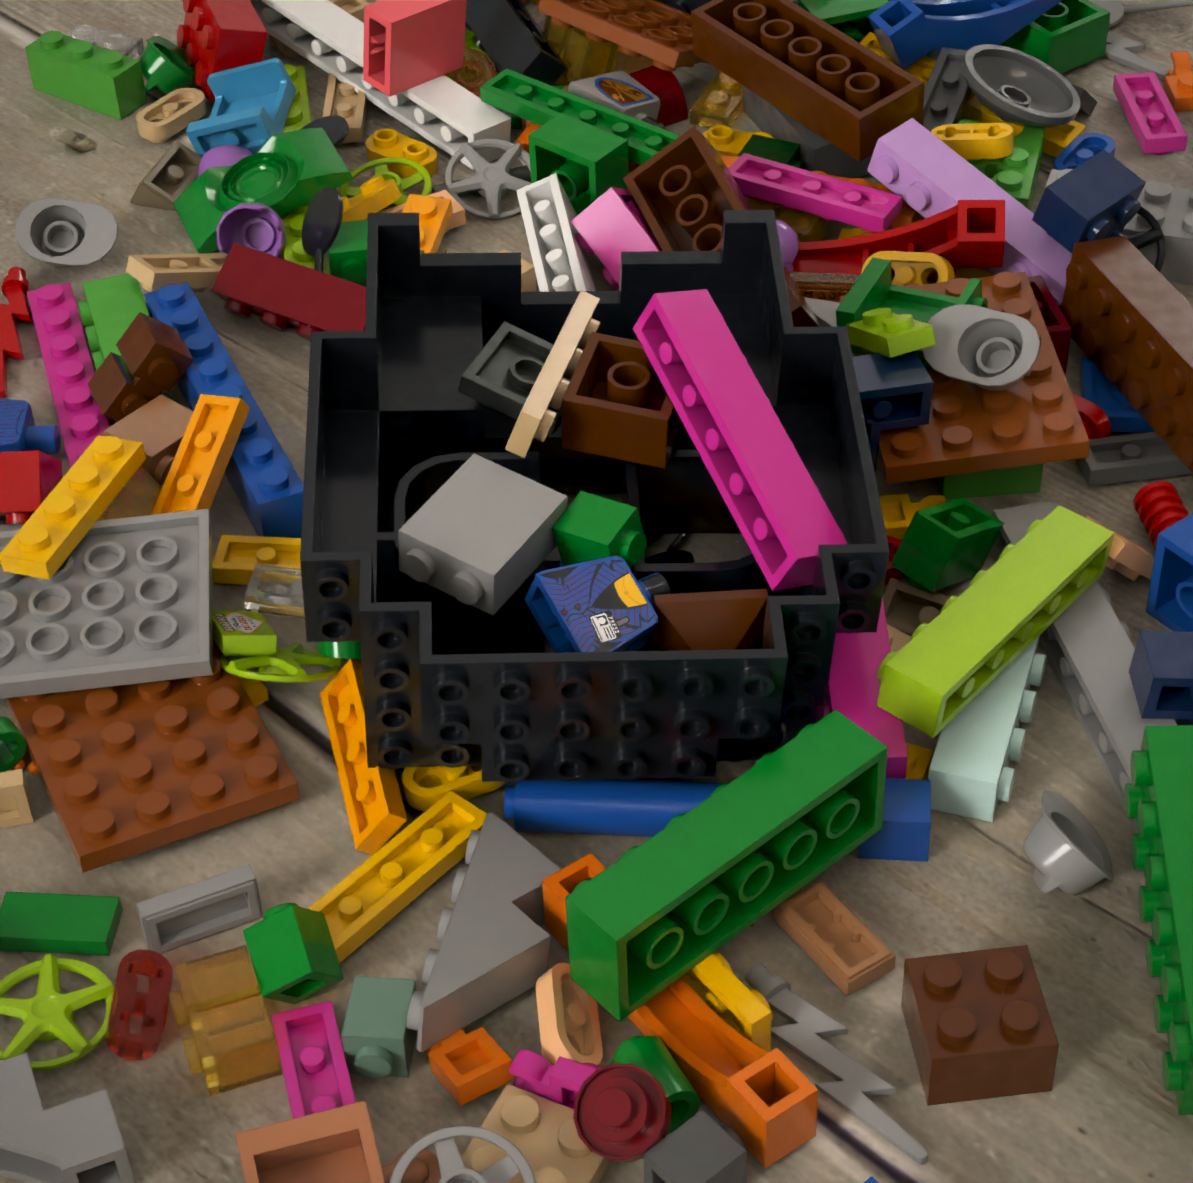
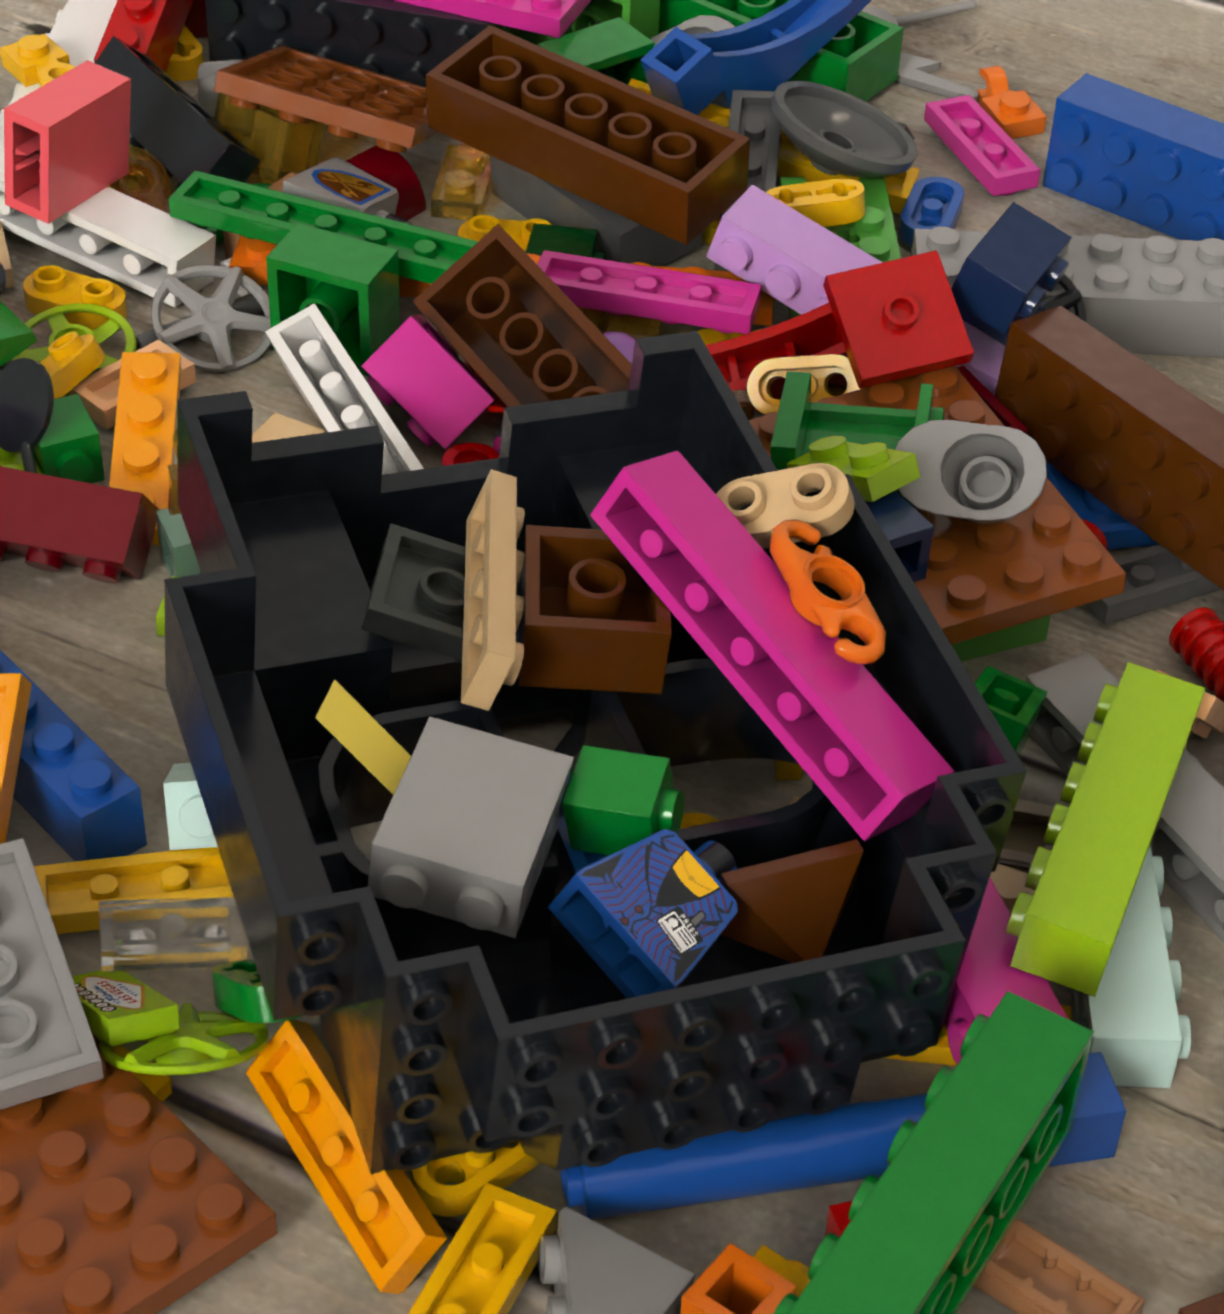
camera: 20 degrees left, 0 degrees up
(422, 456) = (363, 737): none -> light yellow sticker
(785, 341) = (782, 497): none -> tan plate
(800, 423) = (851, 614): none -> orange piece
(982, 230) = (898, 319): none -> red plate

